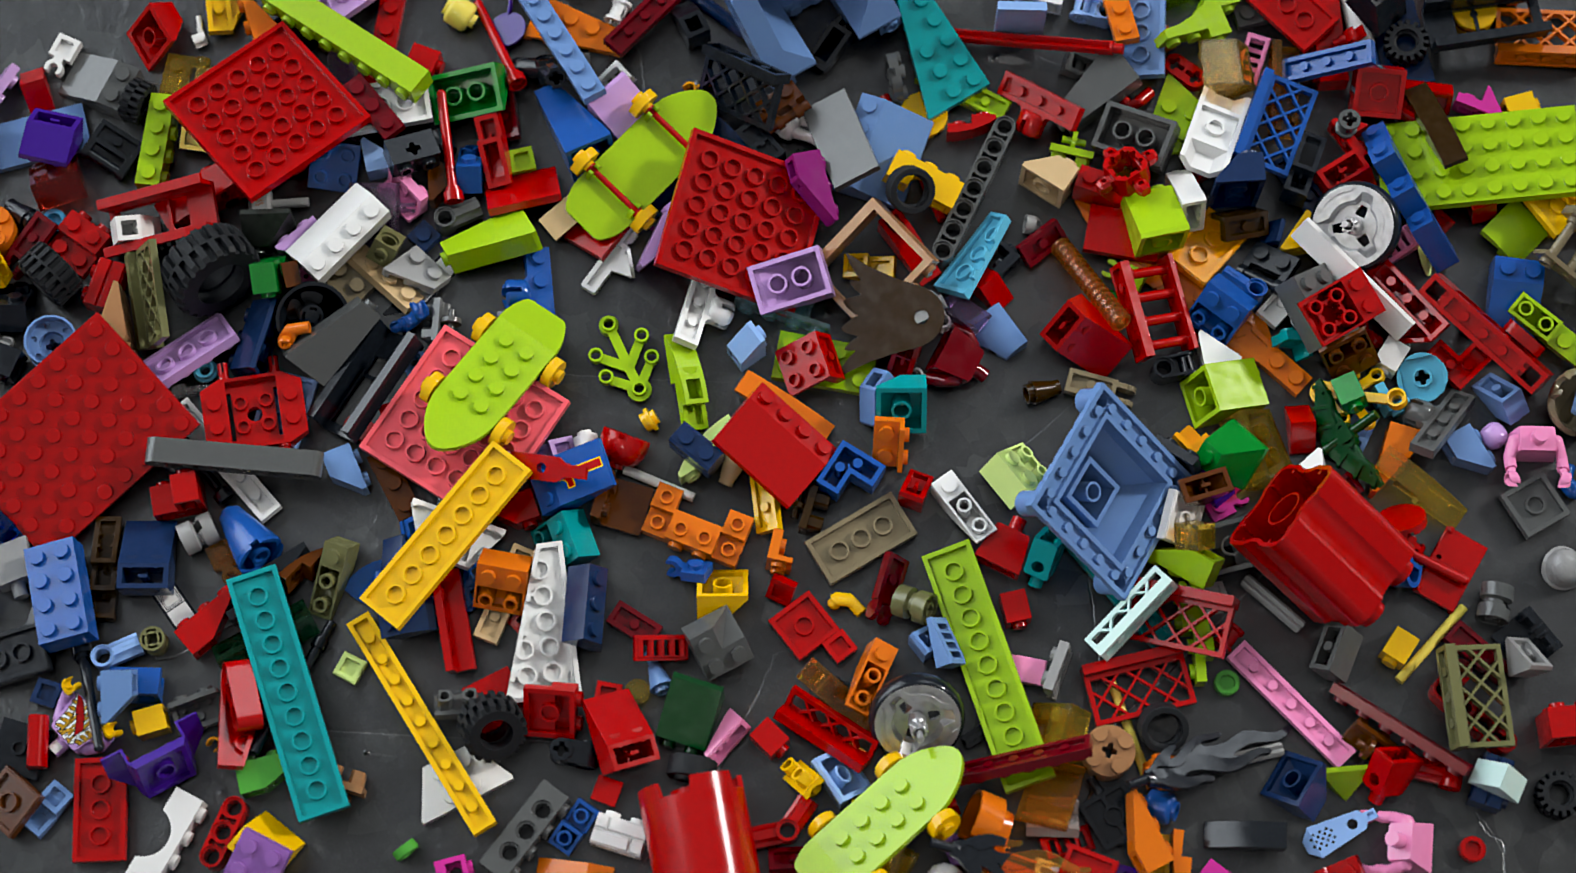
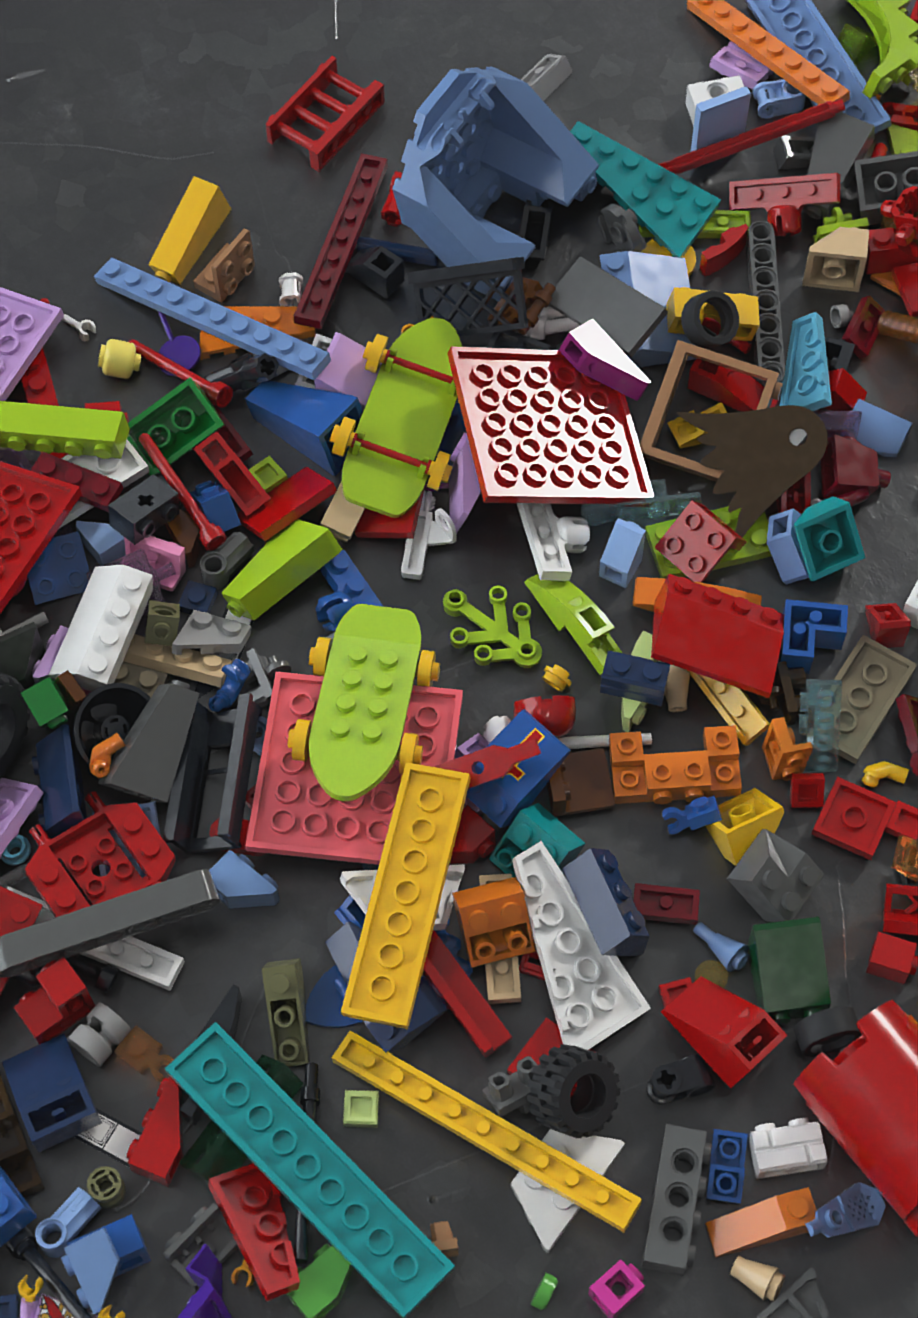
camera: 25 degrees left, 10 degrees down
(151, 722) = (150, 1288): yellow brick -> none
(242, 695) = (254, 1197): beam -> none
(249, 539) = (164, 1012): blue cone -> none
(301, 568) = (248, 1014): reddish brown slope -> none
(395, 488) = (306, 880): reddish brown plate -> none
(553, 710) = (632, 1038): red plate -> none
(607, 791) = (740, 1106): red tile -> none
(676, 648) = (730, 905): red slope -> none
(727, 736) = (844, 973): bright pink slope -> none
(791, 281) = (638, 460): lavender slope -> none
(808, 548) = (821, 722): none -> clear light blue bracket
(889, 441) = (835, 579): orange bracket -> none

